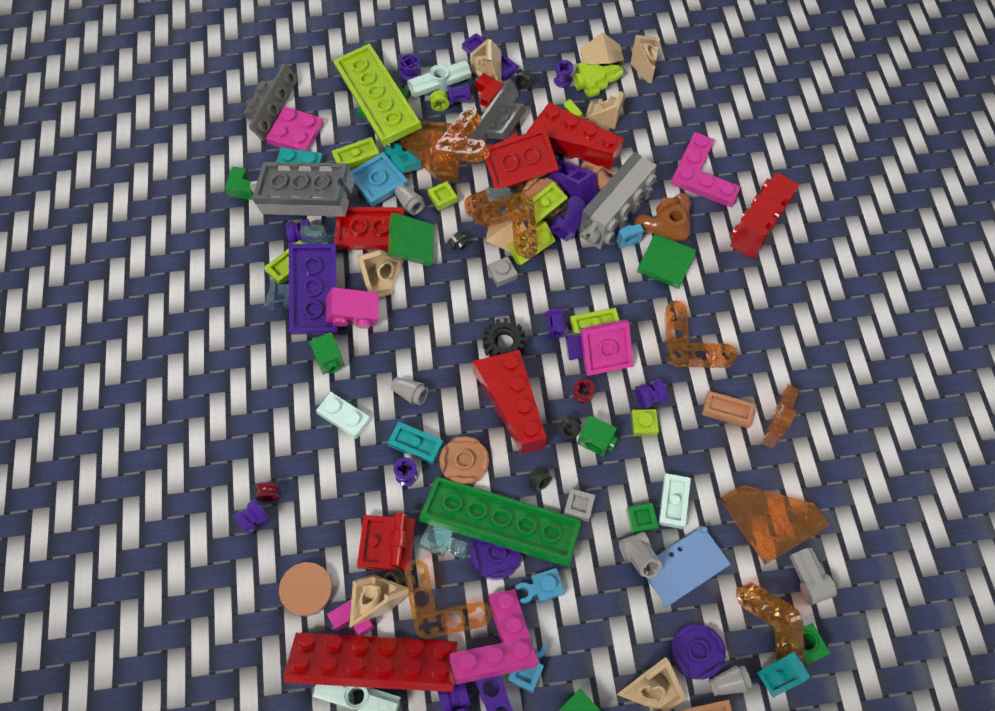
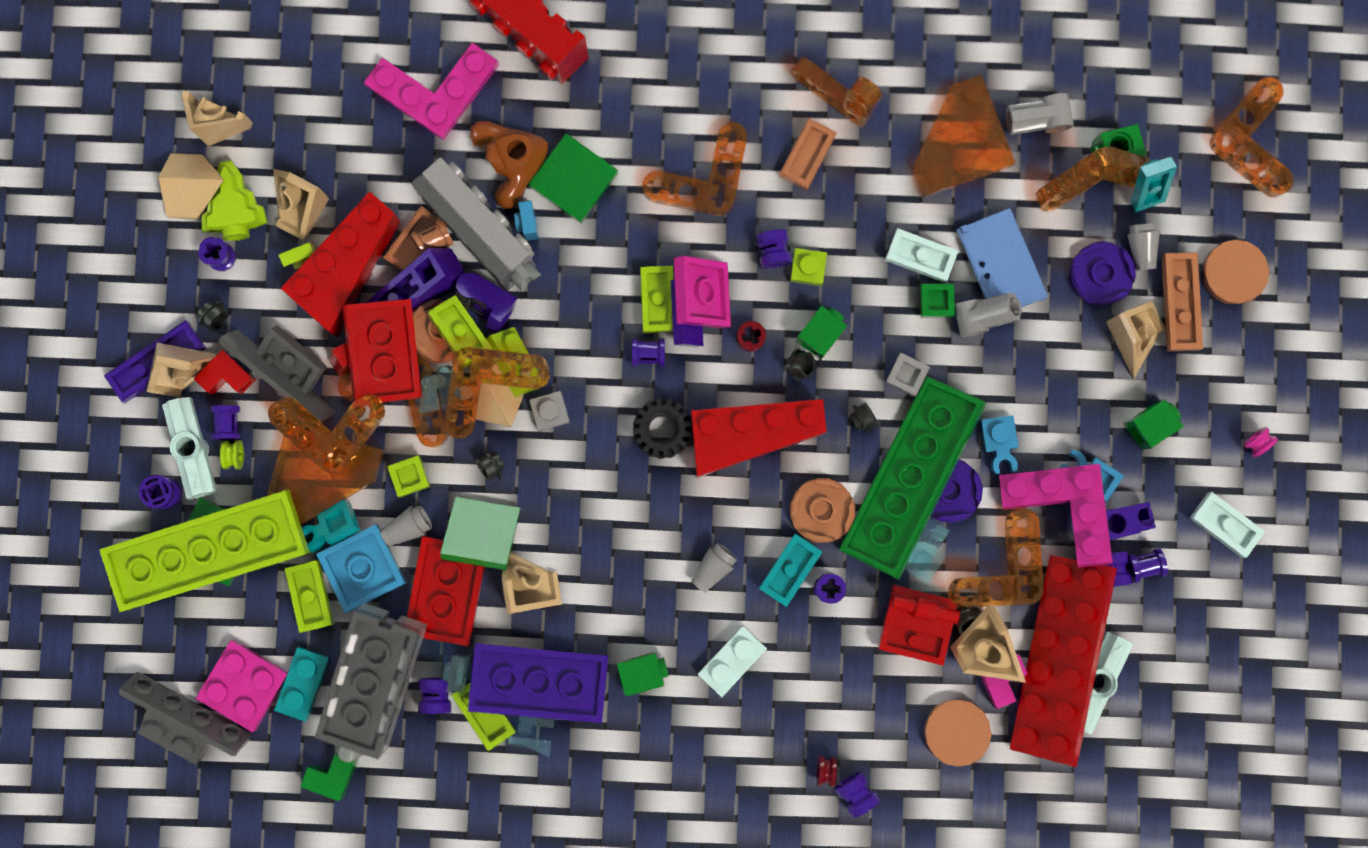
camera: 85 degrees left, 20 degrees up
(352, 307) = (582, 631): dark pink brick -> none

